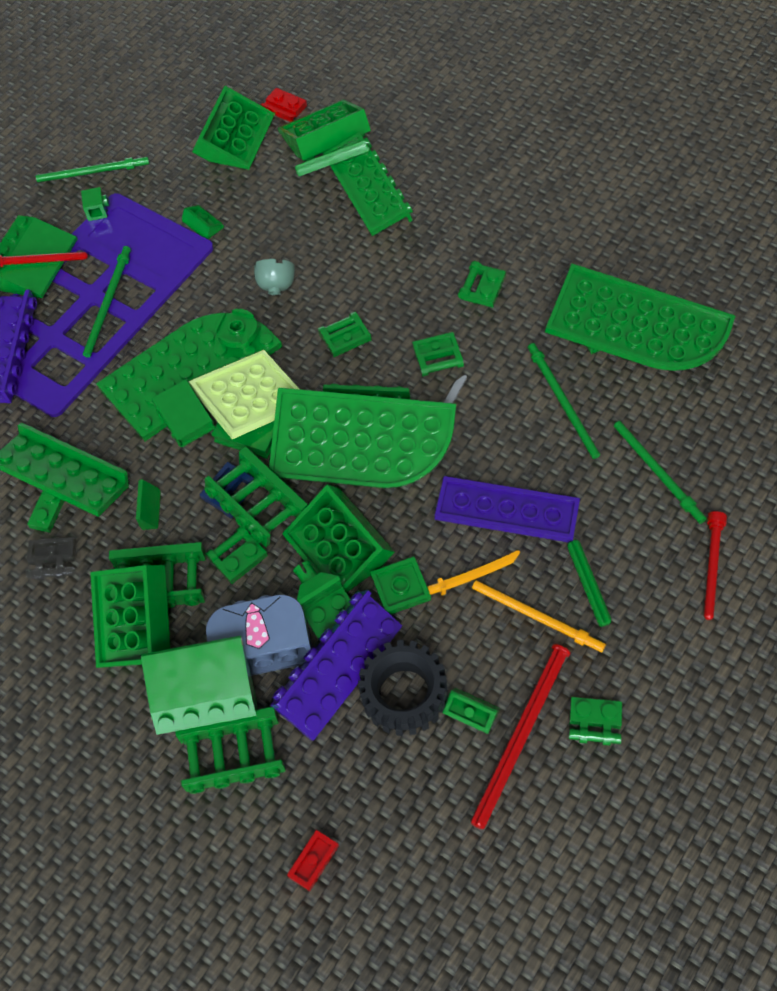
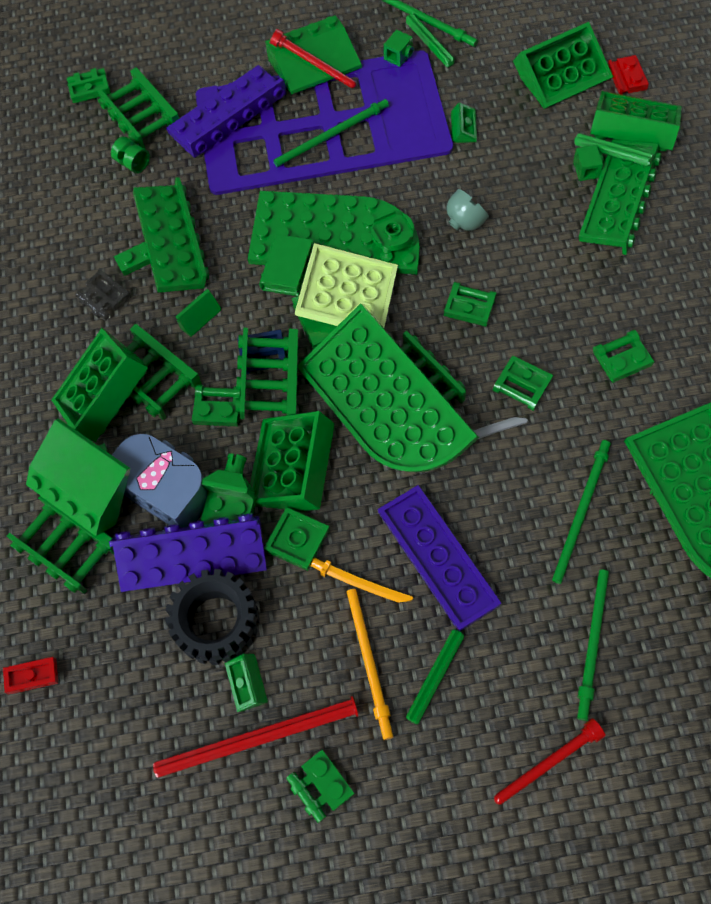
camera: 45 degrees right, 5 degrees up
(110, 183) = (430, 40): none -> green axle
(322, 180) = (588, 162): none -> green brick

